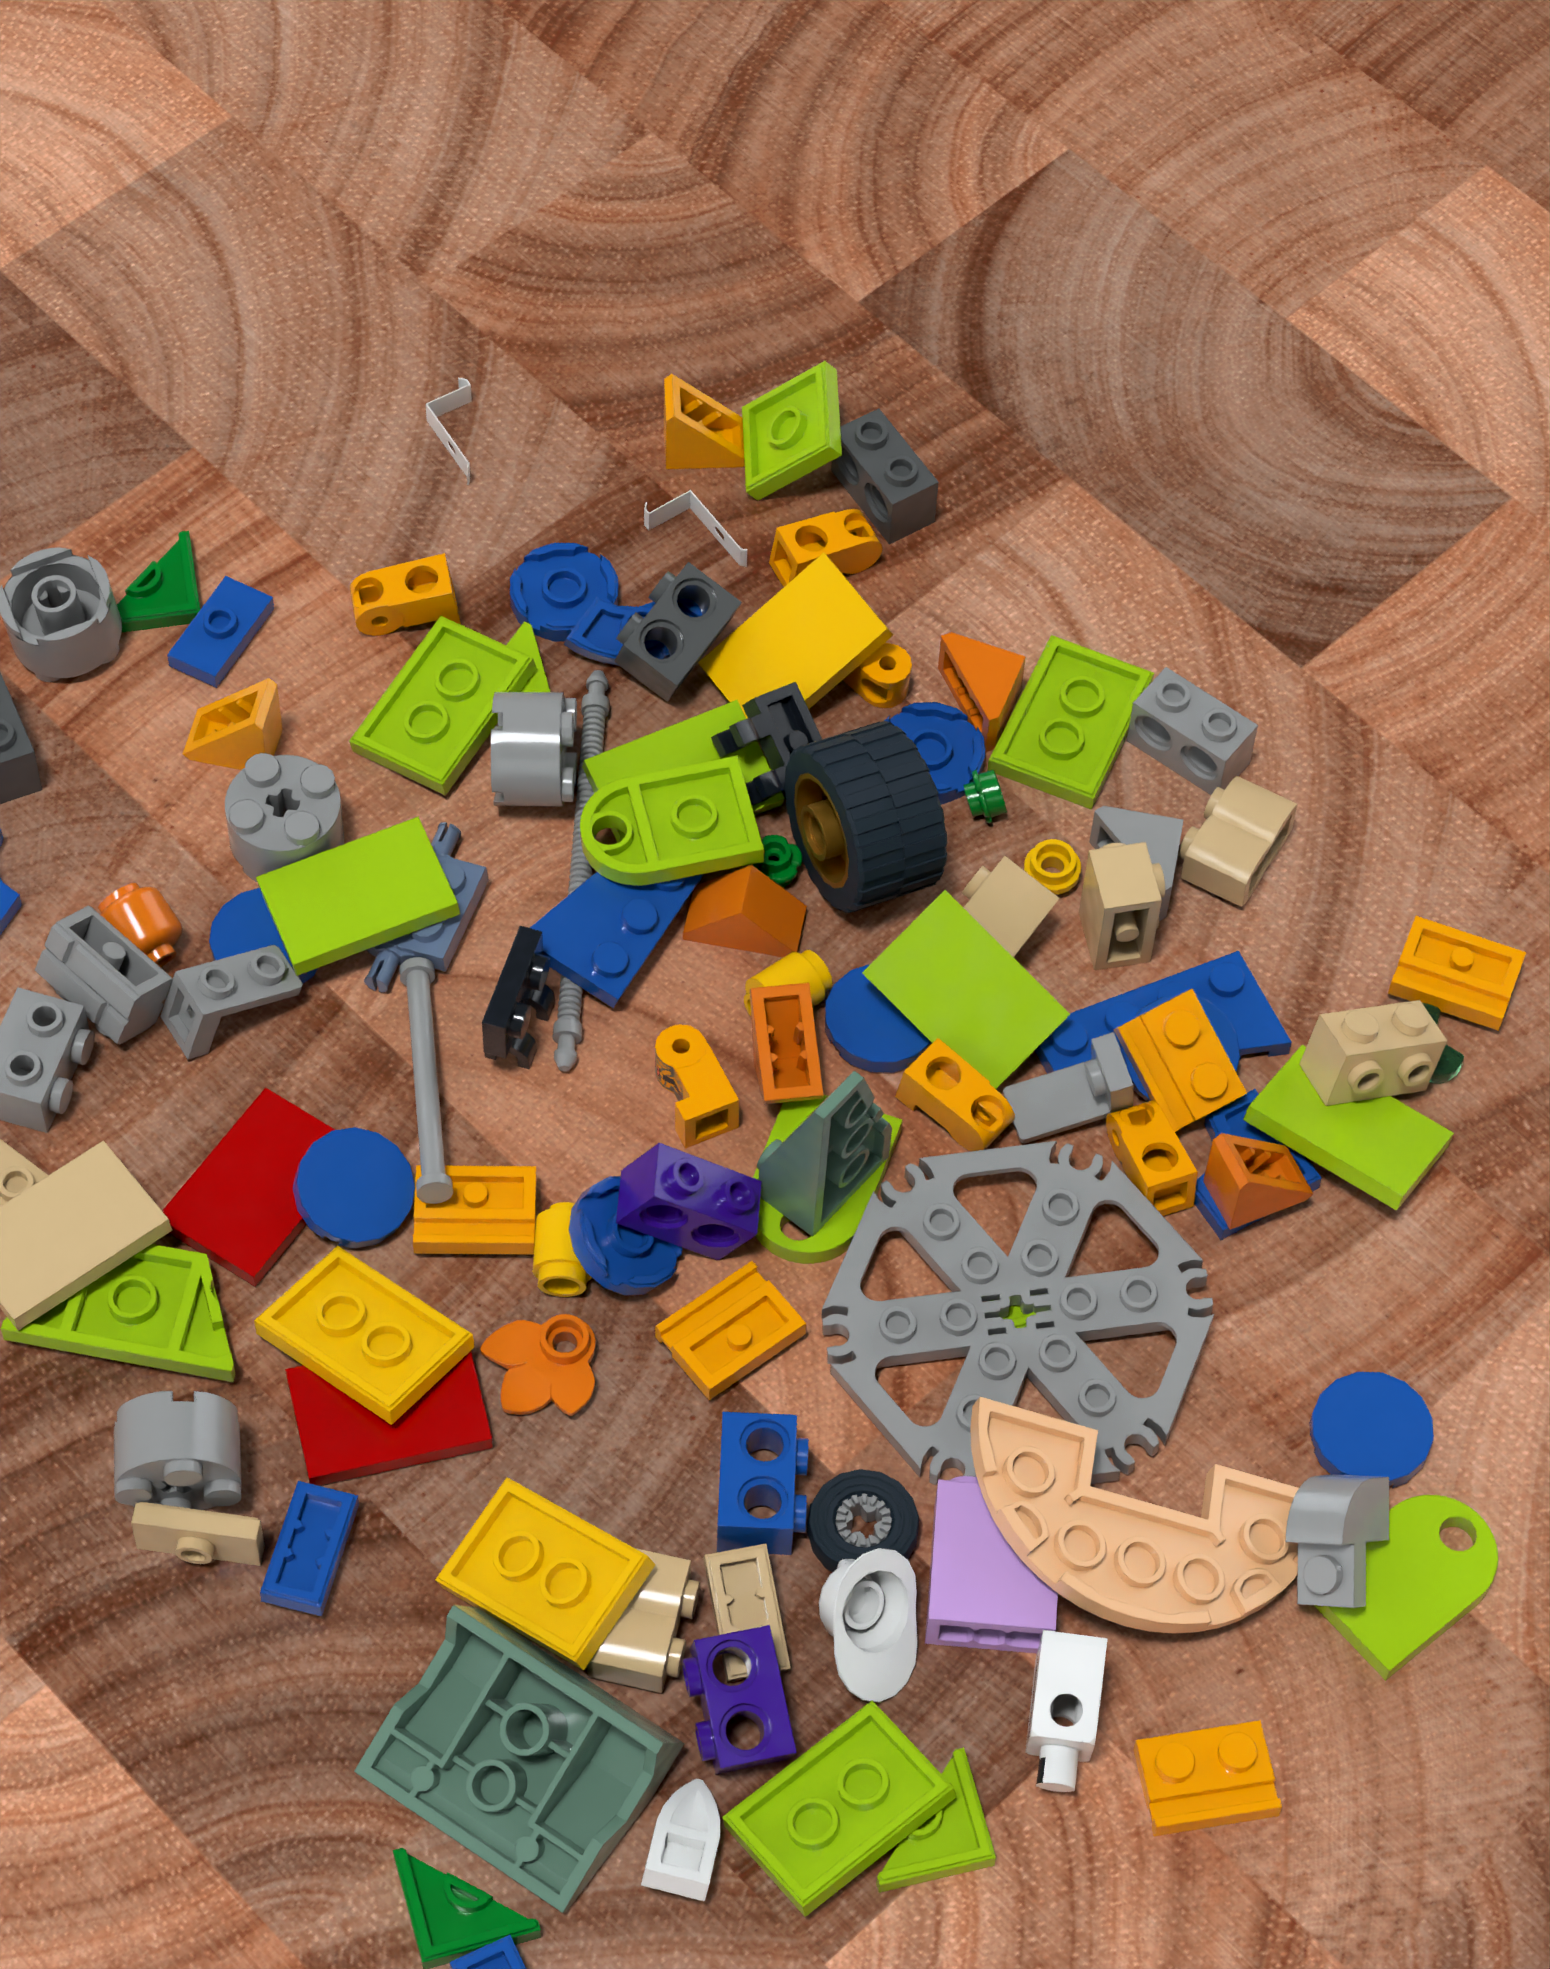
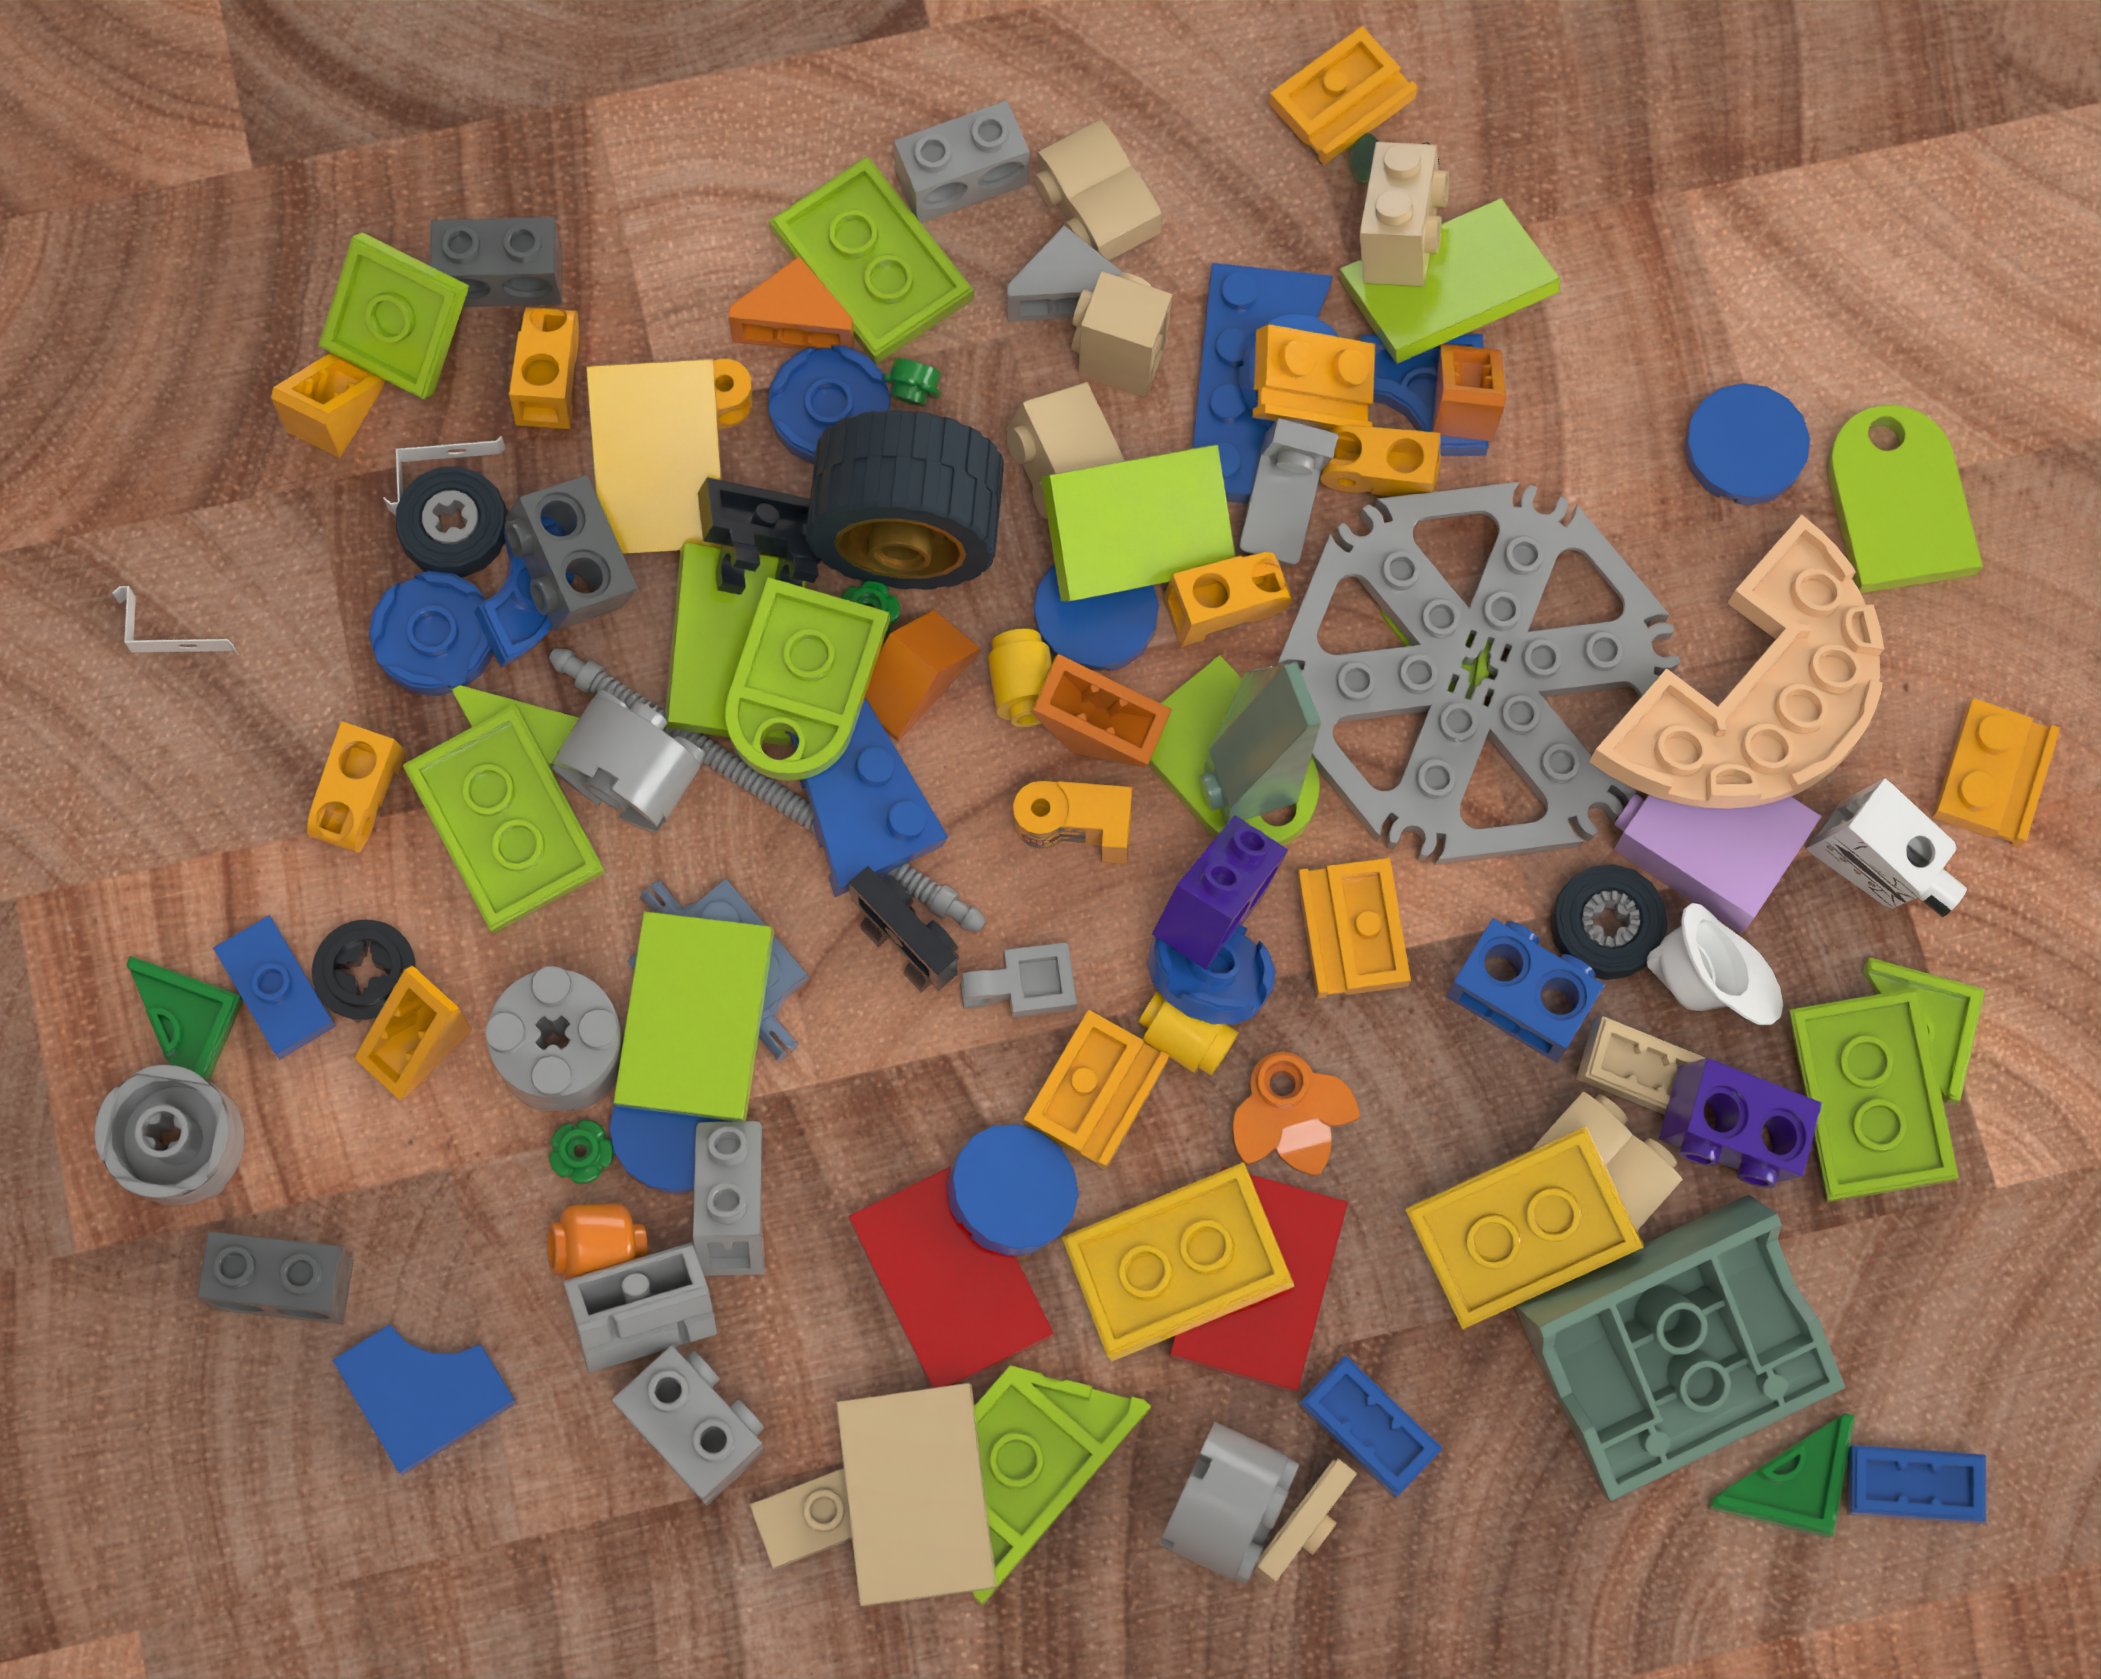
camera: 60 degrees left, 15 degrees up
(210, 899) = (590, 1166): none -> green plate
(280, 661) = (345, 949): none -> black gear
(434, 1184) = (1060, 1111): light grey bar -> none
(534, 1120) = (1033, 980): none -> light grey plate
(652, 531) = (445, 492): none -> black bush
(684, 1843) = (1838, 1245): white plate -> none
(1057, 855) = (1025, 354): yellow plate -> none
(1331, 1524) = (1857, 531): light grey brick -> none

